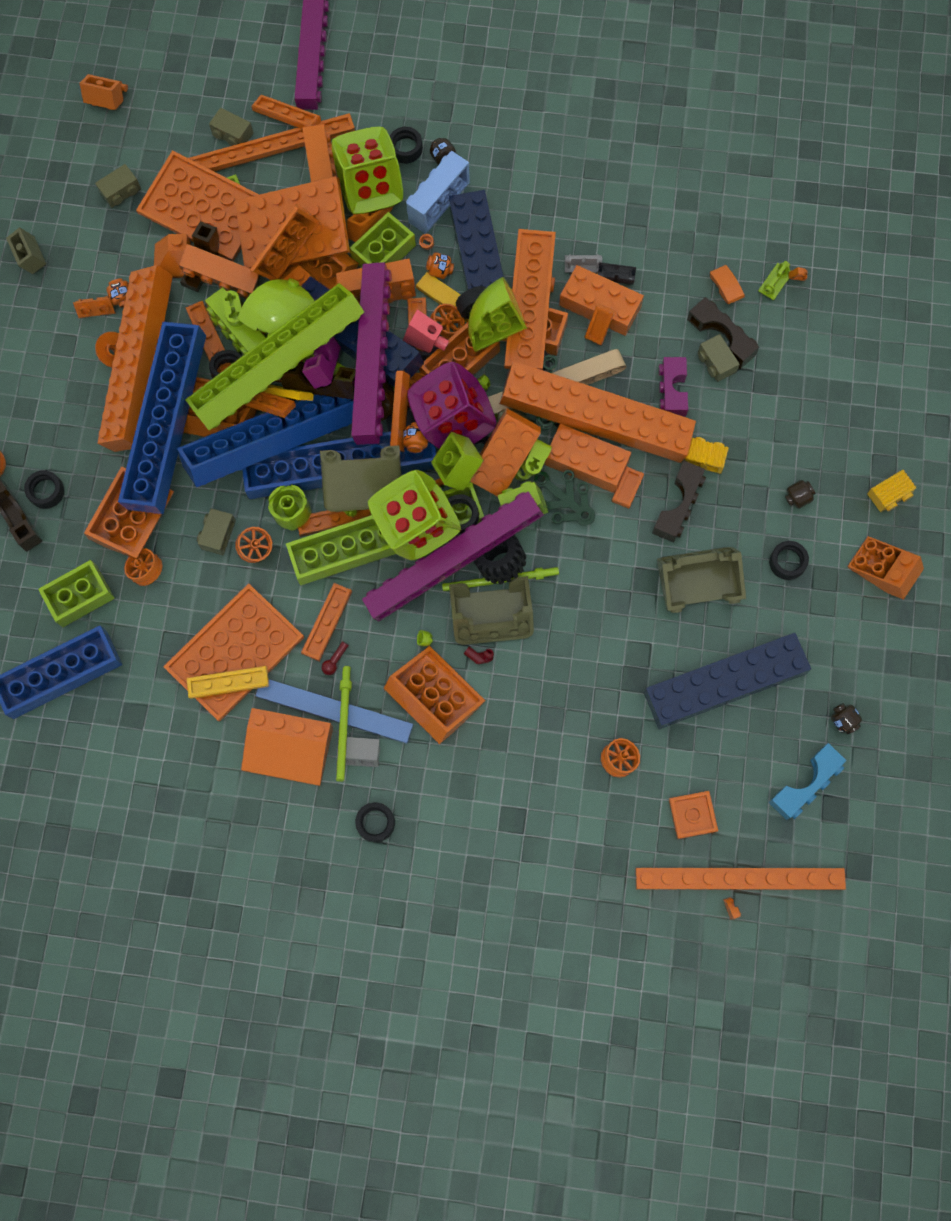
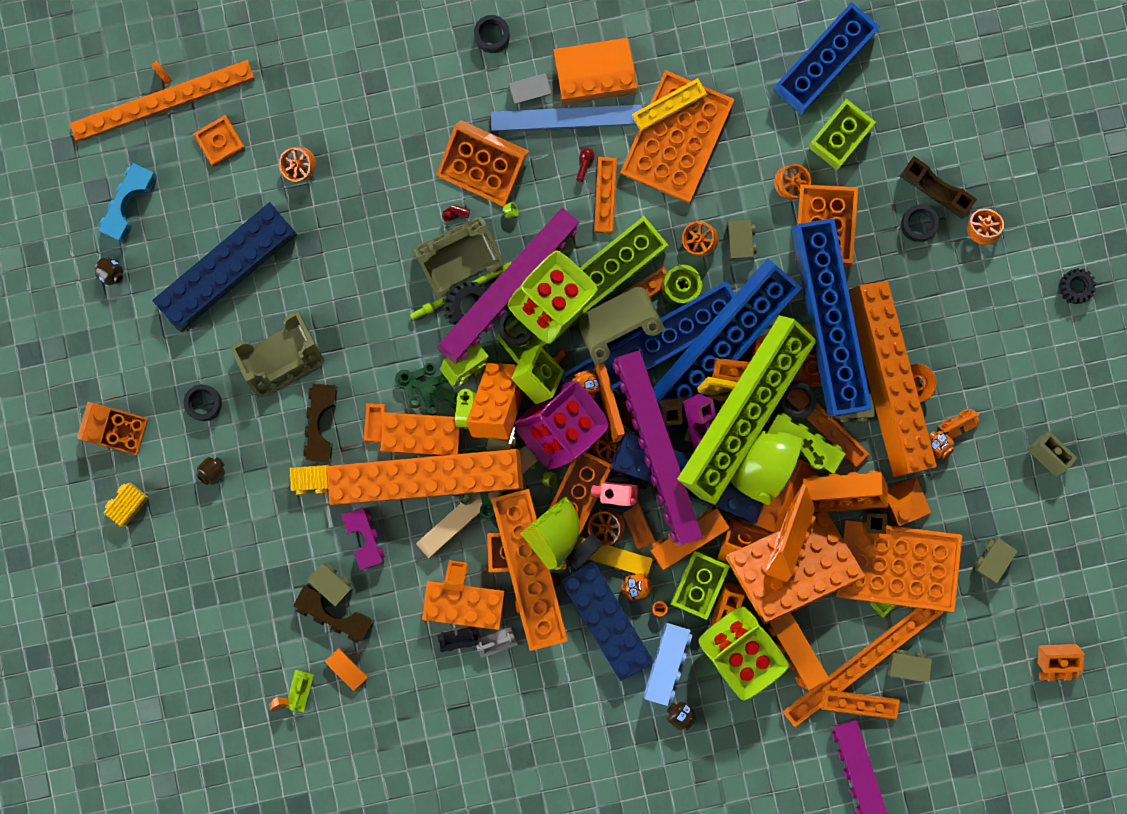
camera: 160 degrees right, 10 degrees up
(345, 687) = (564, 141): lime bar -> none
(409, 133) = (723, 727): black tyre -> none

